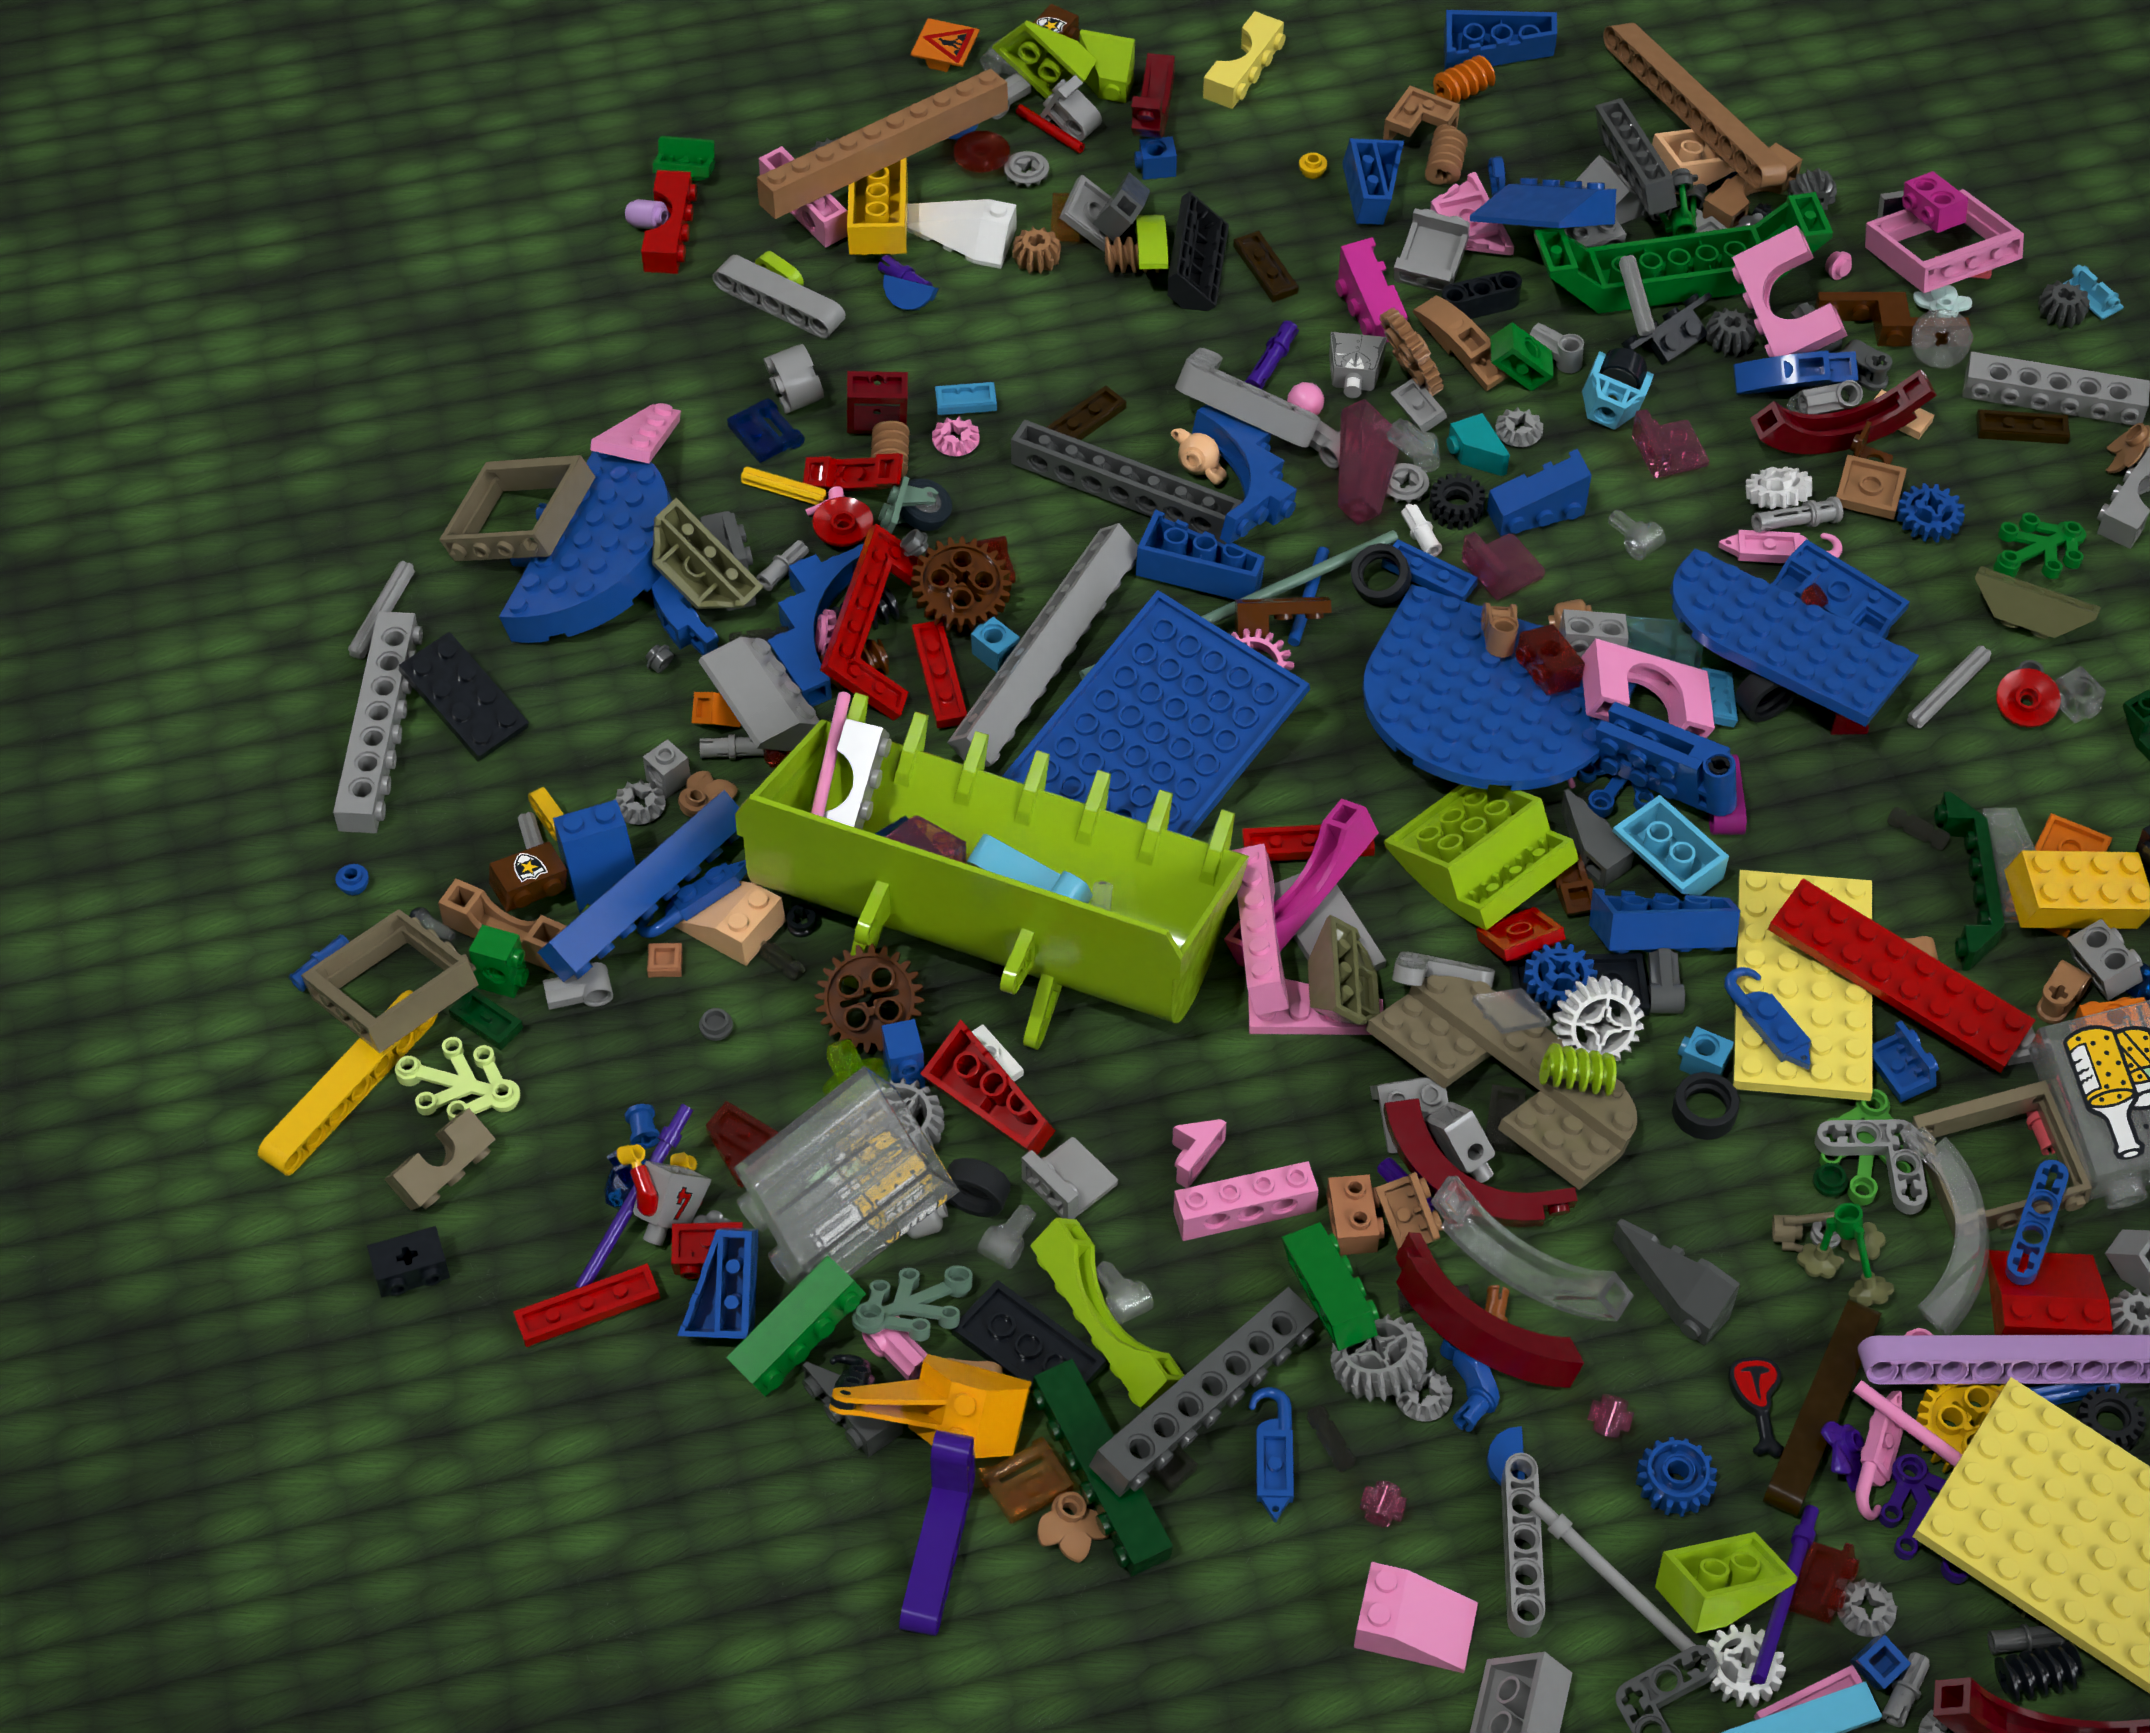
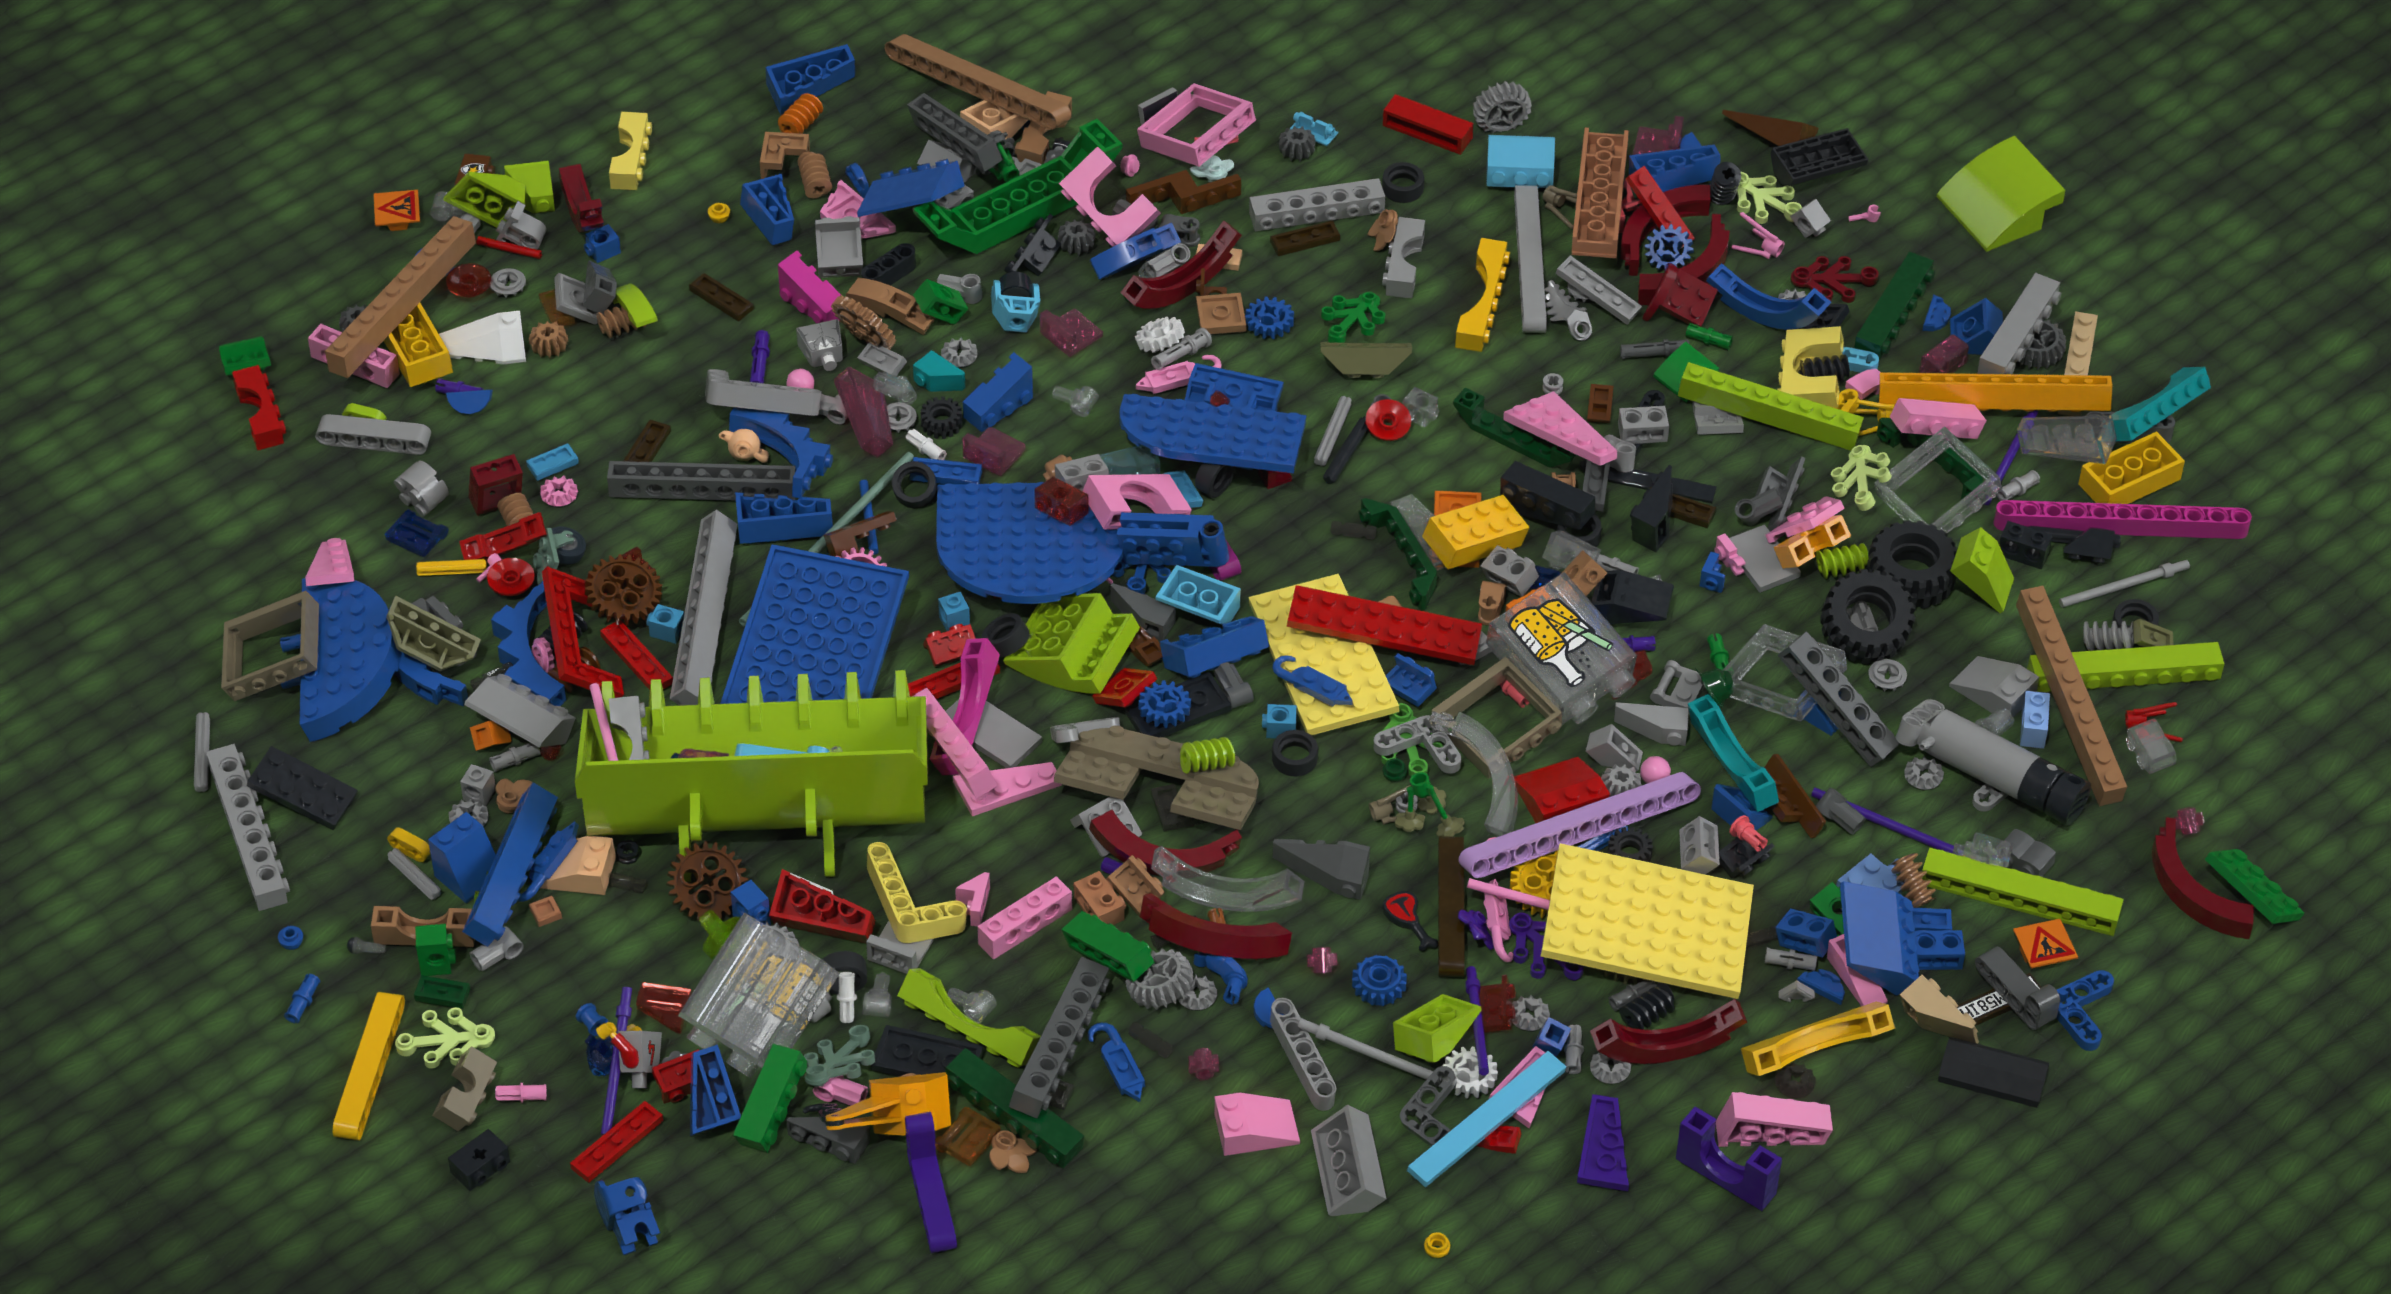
camera: 25 degrees left, 5 degrees down
(368, 949) = (315, 1007): dark tan window -> none
(508, 1191) = (520, 1092): none -> bright pink axle
(527, 876) = (423, 888): reddish brown brick -> none
(537, 1414) = (612, 1202): none -> blue piece
(646, 214) = (240, 407): lavender brick -> none
(659, 658) = (428, 714): dark grey plate -> none
(715, 1024) = (605, 938): dark grey plate -> none
(779, 567) = (483, 619): light grey axle -> none
(914, 543) = (579, 571): dark grey plate -> none
(963, 1222) = (846, 996): none -> white axle
(1094, 1152) = (908, 922): none -> light yellow beam
(1197, 255) = (669, 304): black piece -> none
(1320, 795) = (948, 645): none -> red bracket
(1342, 975) = (1019, 754): olive wedge -> none
(1351, 756) = (953, 610): none -> dark azure brick
(1386, 807) = (1003, 625): none -> black tyre
(1462, 1140) = (1150, 825): light grey torso -> none
(1499, 629) = (1016, 492): medium nougat piece -> none
(1511, 1010) = (1143, 736): clear piece -> none
(1597, 997) = (1195, 712): white gear -> none
(1636, 295) = (1002, 232): light grey axle -> none
(1815, 181) = (1086, 113): dark grey gear -> none
(1935, 202) = (1180, 99): dark pink brick -> none
(1954, 720) = (1346, 451): none -> black axle
(1958, 338) = (1236, 190): clear plate -> none
(2039, 1222) = (1534, 745): blue beam -> none

